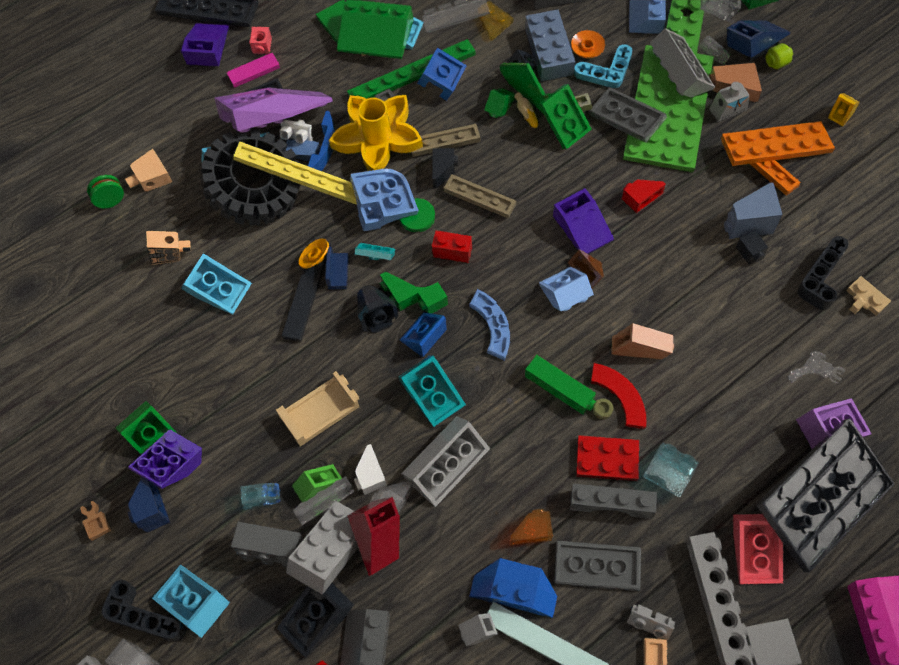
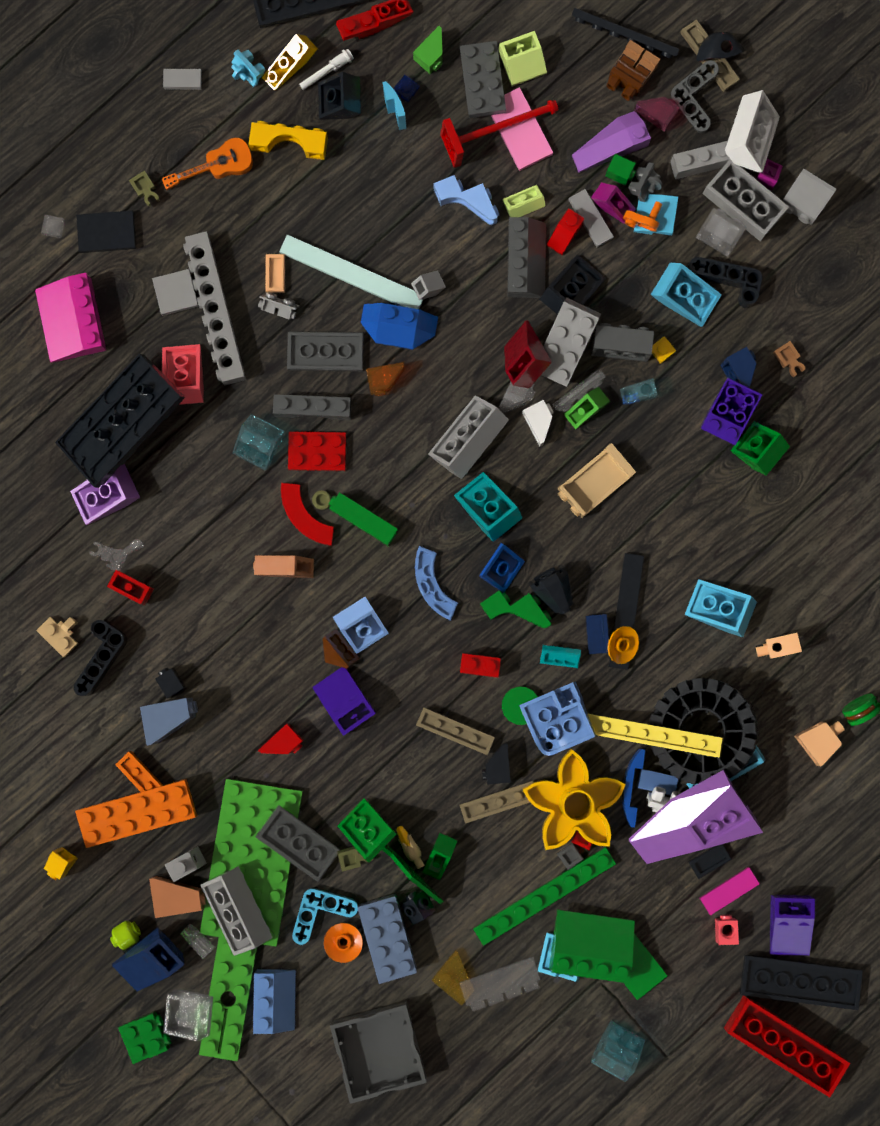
camera: 175 degrees right, 20 degrees up
(225, 541) = (662, 349): none -> yellow plate
(443, 72) = (507, 885): blue panel -> none
(799, 331) = (130, 587): none -> red brick

